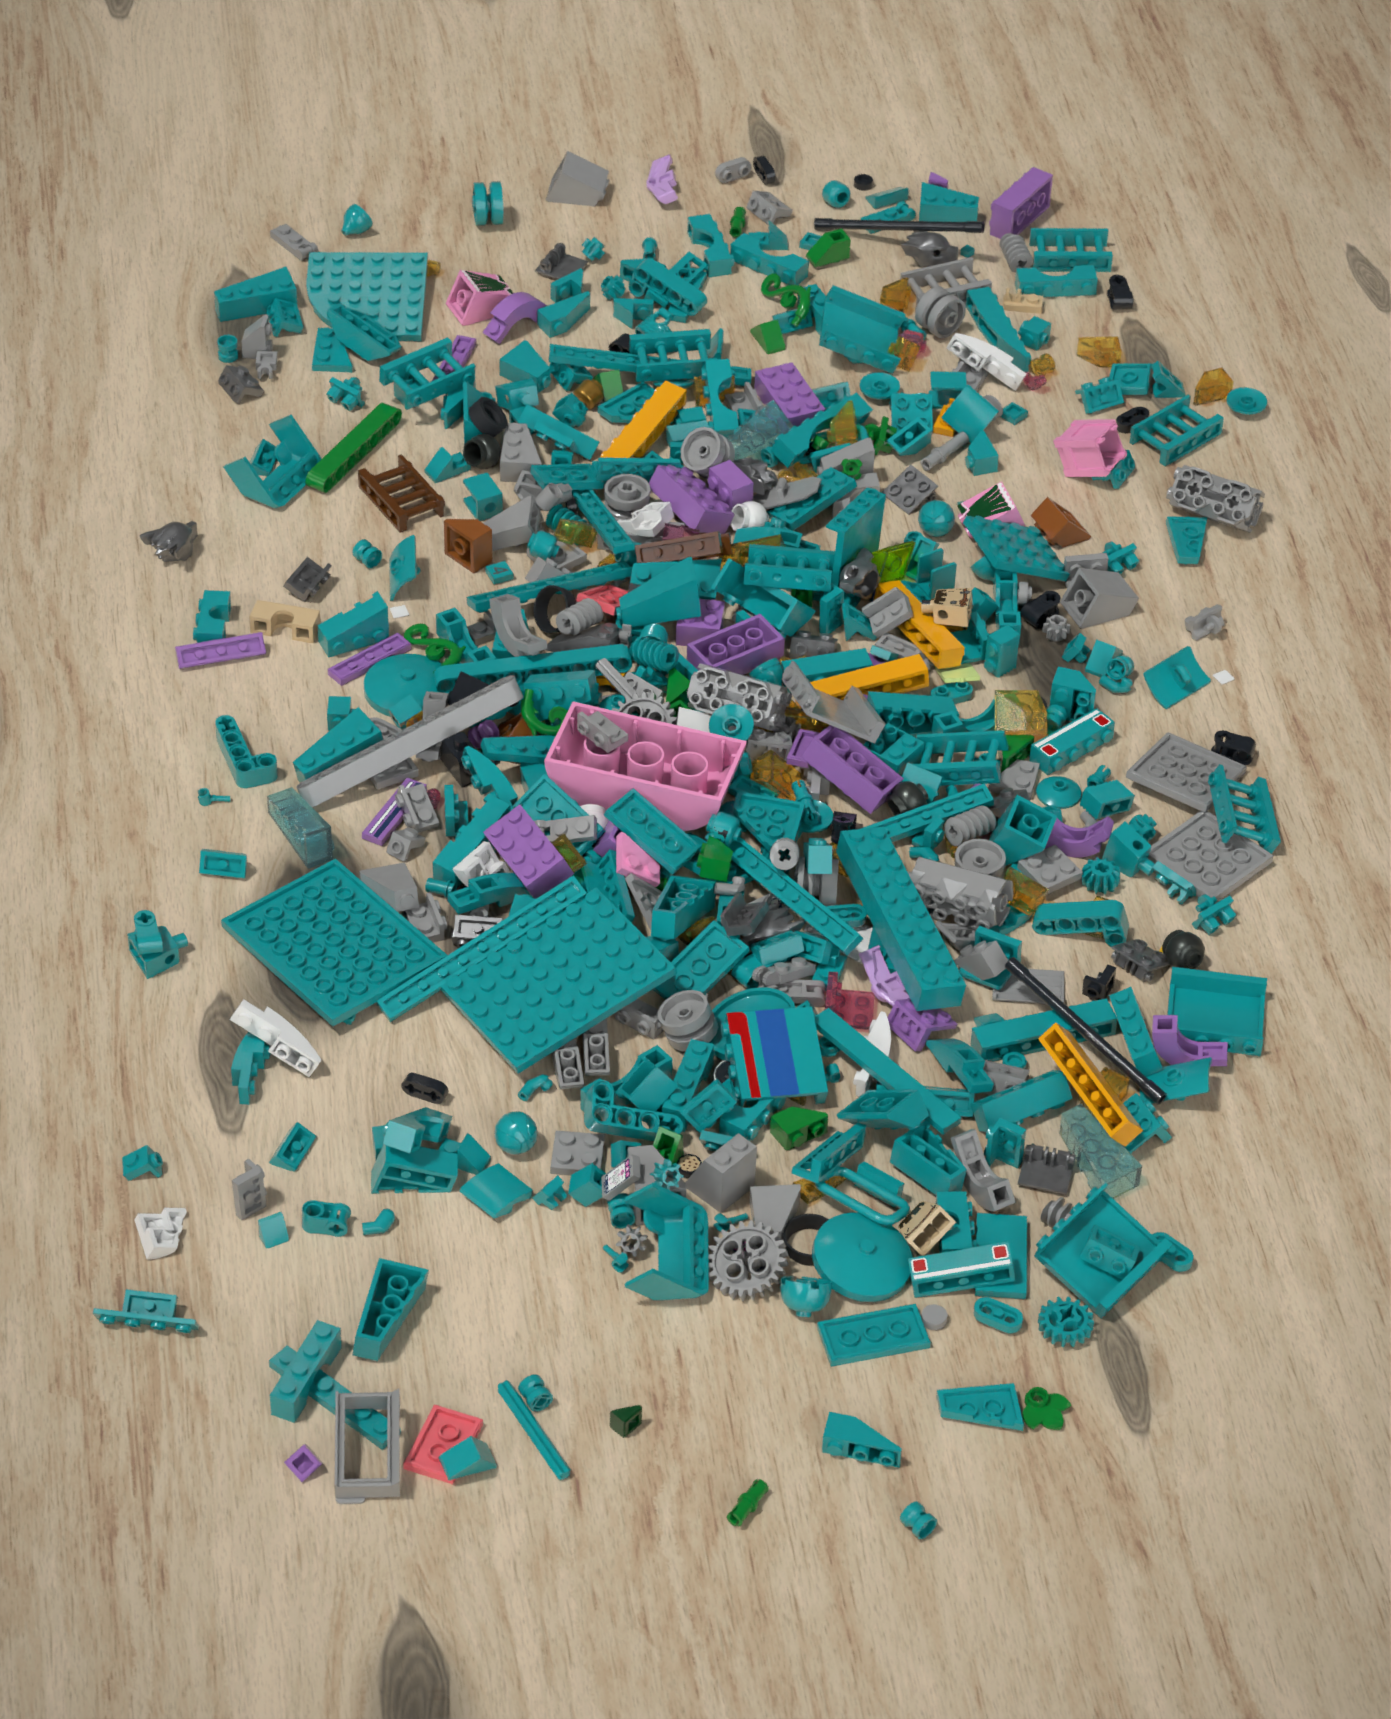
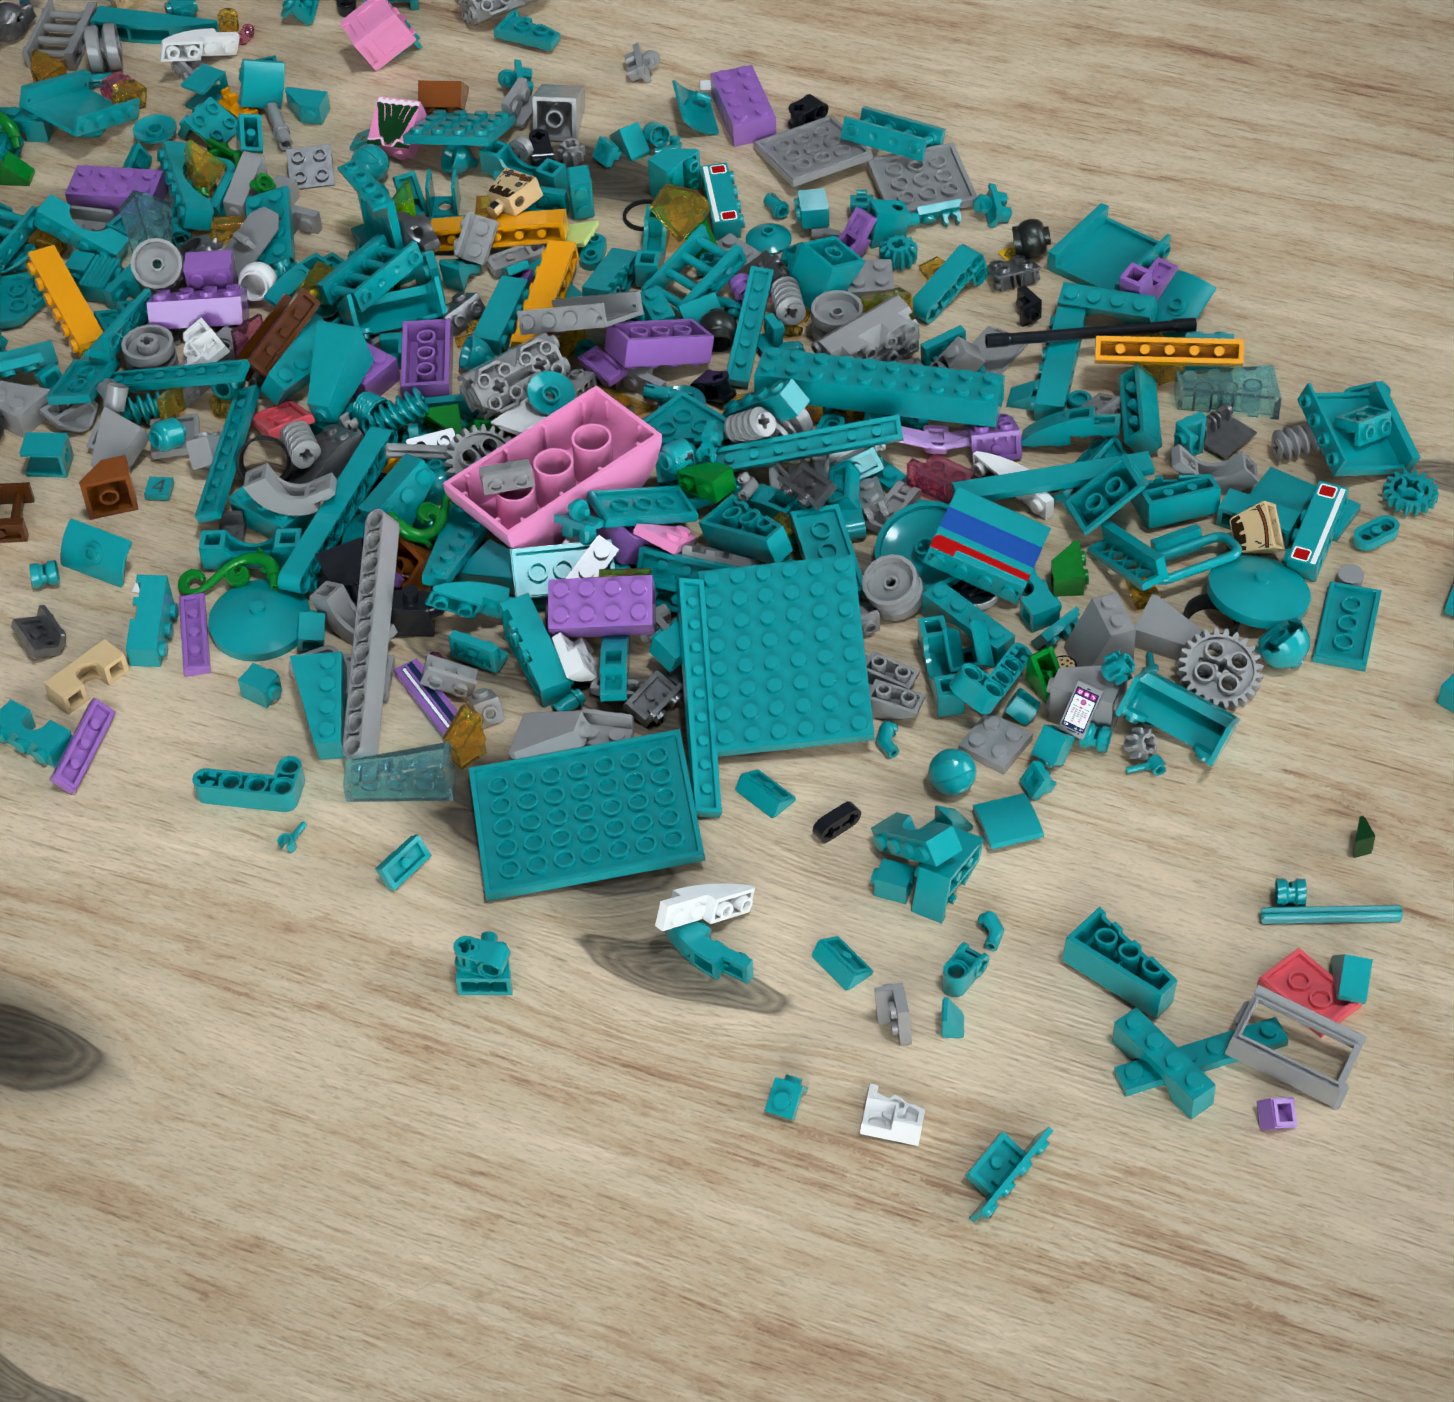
camera: 55 degrees left, 5 degrees up
(358, 843) = (466, 737): none -> clear yellow slope
(432, 1037) = (764, 793): none -> teal slope
(599, 797) = (579, 522): none -> teal hips
(710, 1104) = (1017, 609): teal bracket -> none
(752, 838) = (711, 439): none -> teal plate
(1205, 704) = (742, 105): none -> medium lavender brick

